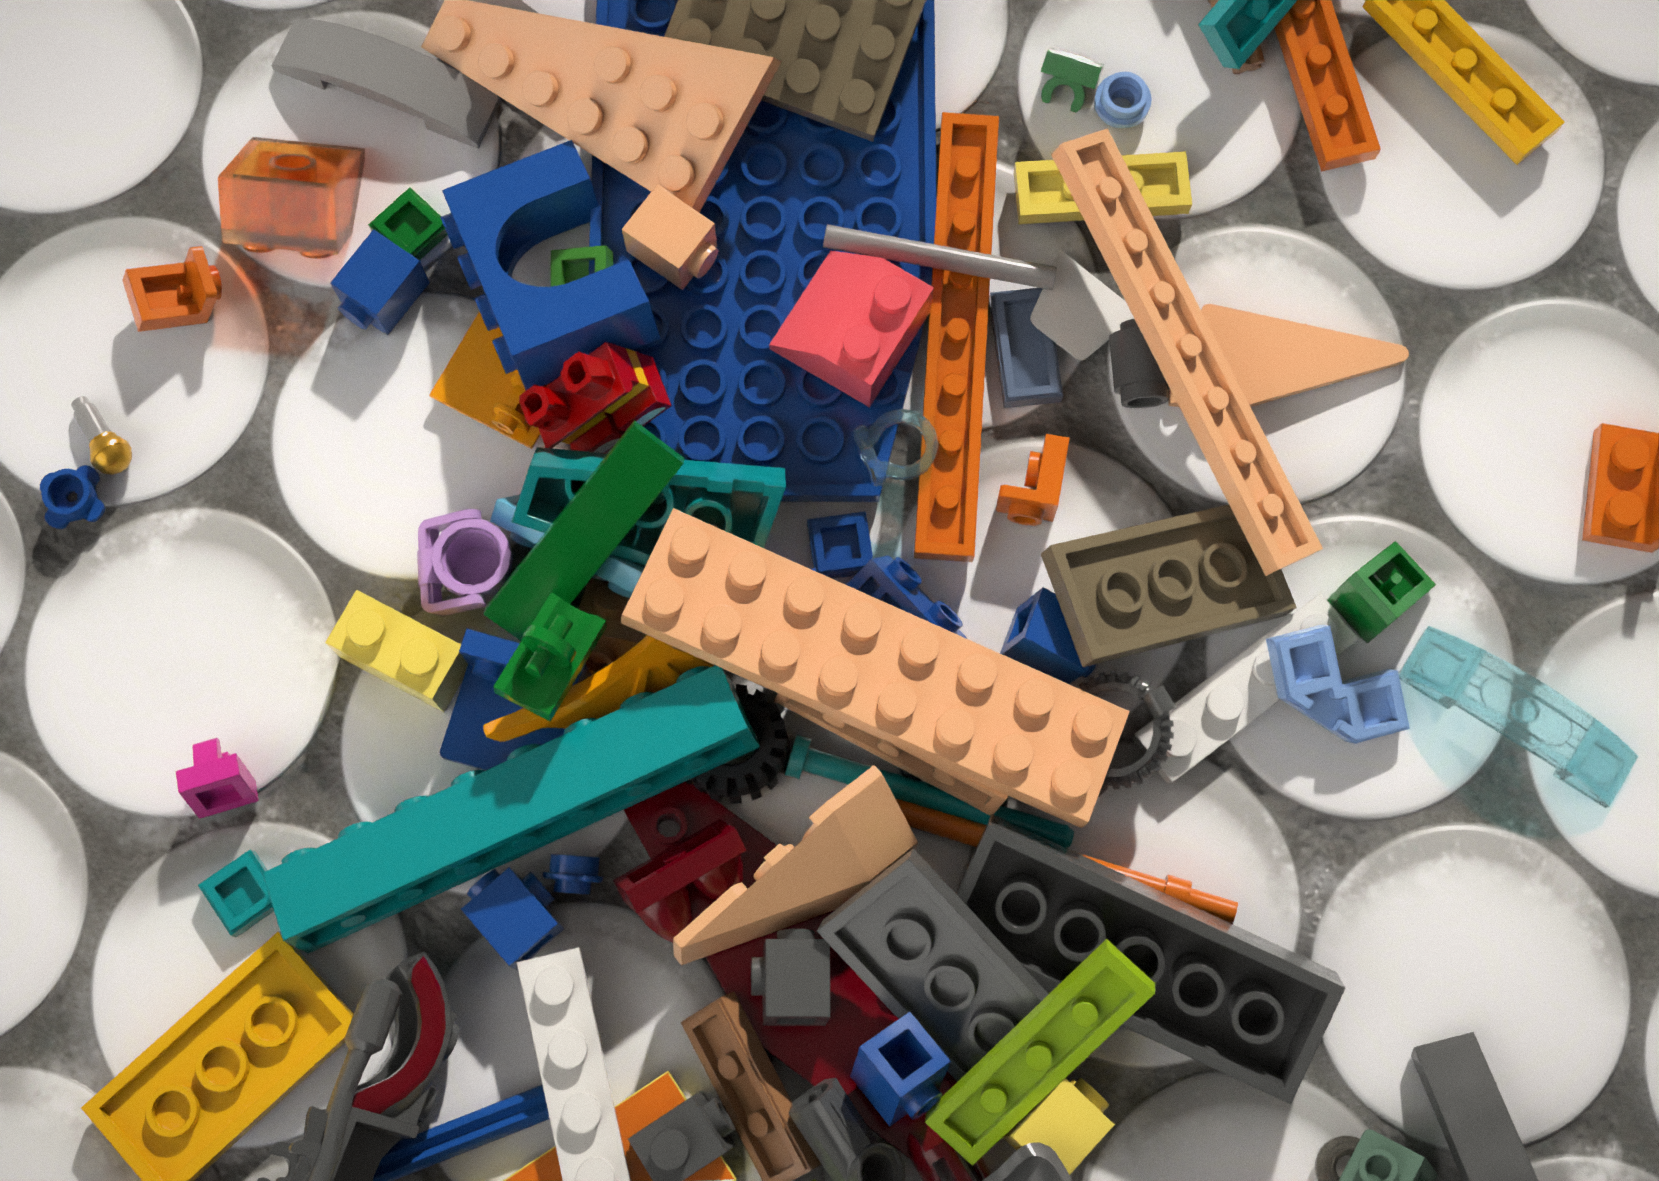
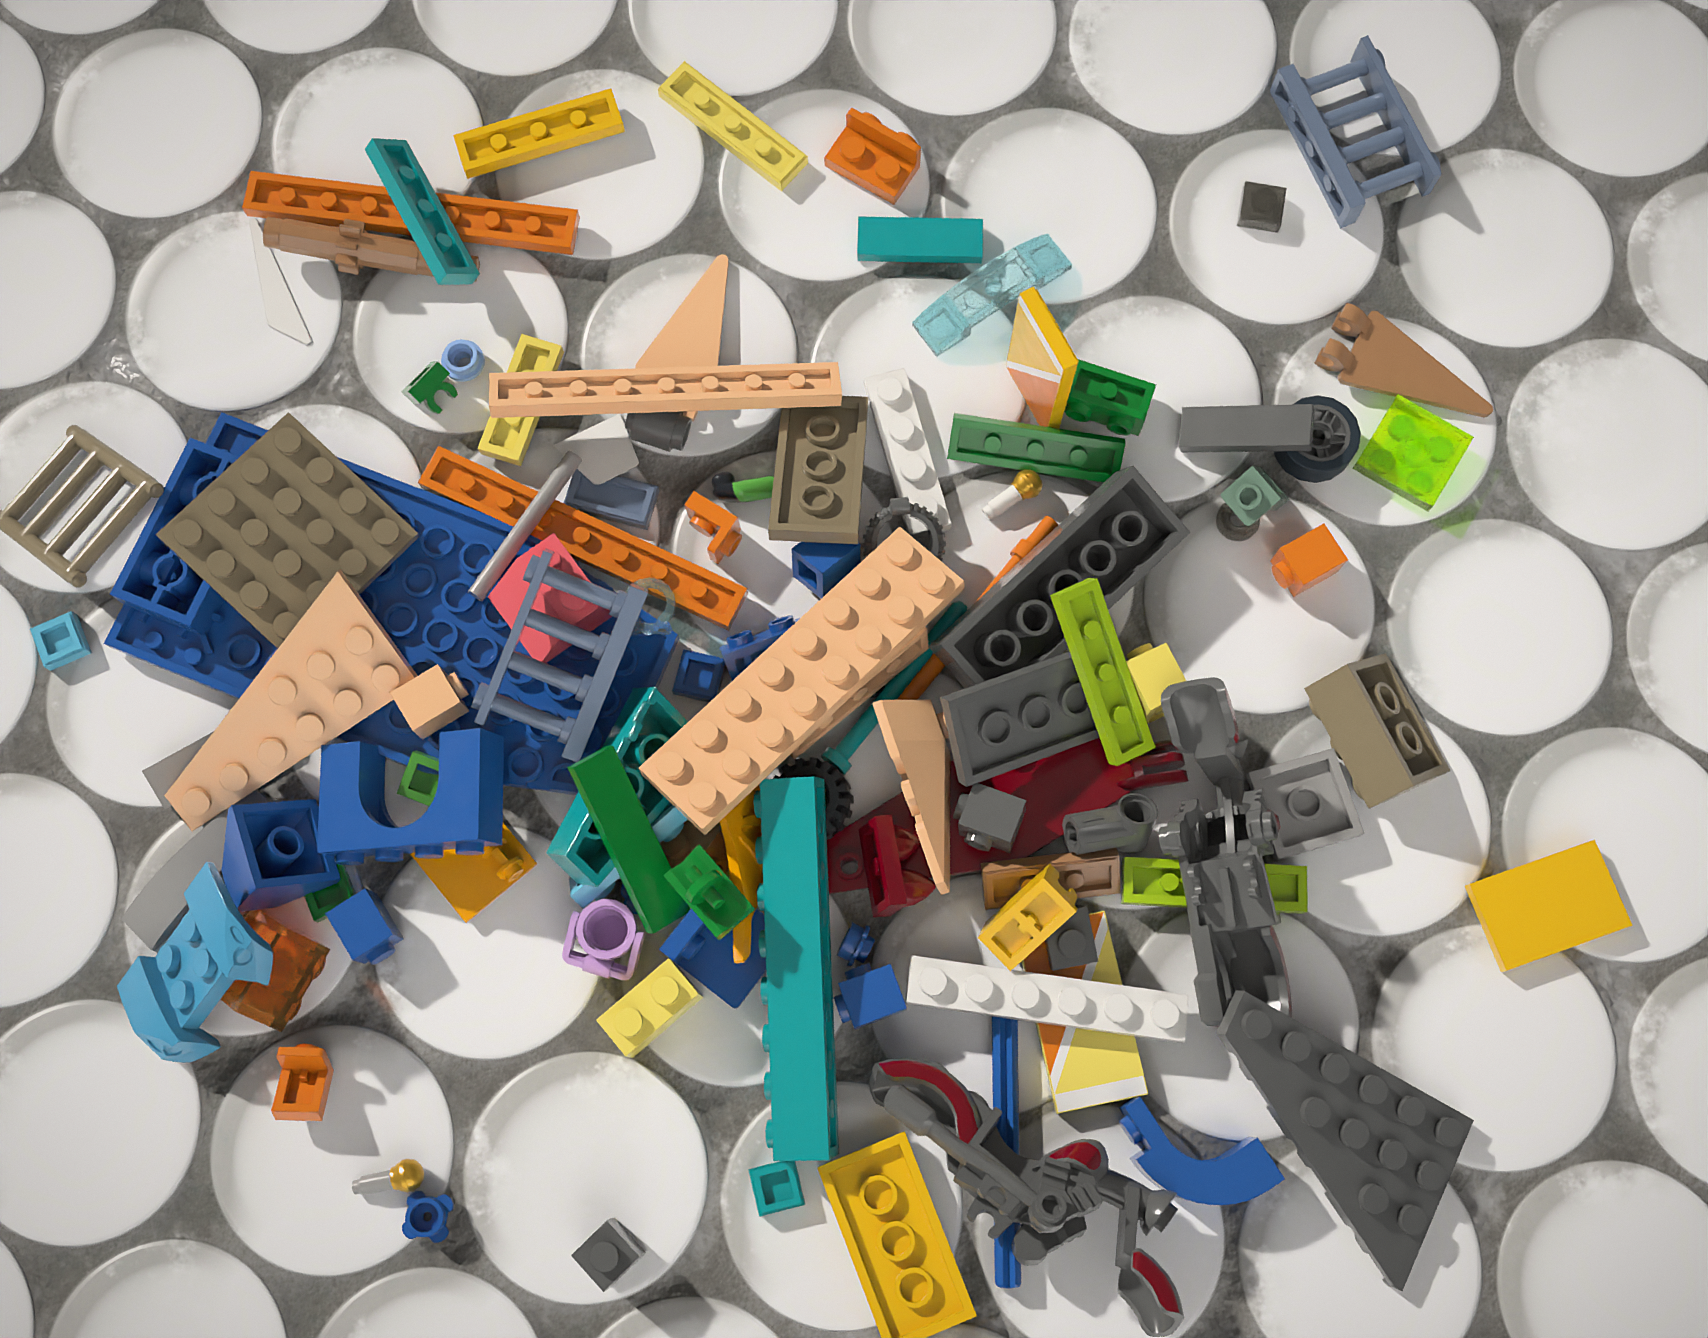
camera: 65 degrees left, 0 degrees up
(91, 721) = (608, 1254): none -> dark grey brick
(215, 781) = (690, 1176): dark pink tile -> none
(250, 114) = (179, 987): none -> dark azure piece
(423, 143) = (274, 854): none -> blue slope
(596, 399) = (529, 797): red hips -> none
(681, 1080) = (1028, 918): none -> yellow hinge
(813, 409) = (588, 689): none -> sand blue fence
(901, 1070) = (1078, 768): blue brick -> none
(1101, 503) = (741, 491): none -> arm
(1267, 859) = (1024, 486): none -> piece
(1311, 682) = (924, 408): light blue tile -> none
(1324, 853) = (1035, 448): none -> green plate
(1380, 591) = (879, 340): green slope -> none
(1436, 805) = (1040, 359): none -> yellow tile
(1437, 922) = (1109, 399): none -> green bracket
(1548, 592) = (920, 239): none -> teal tile
(1590, 294) = (733, 126): none -> light yellow tile

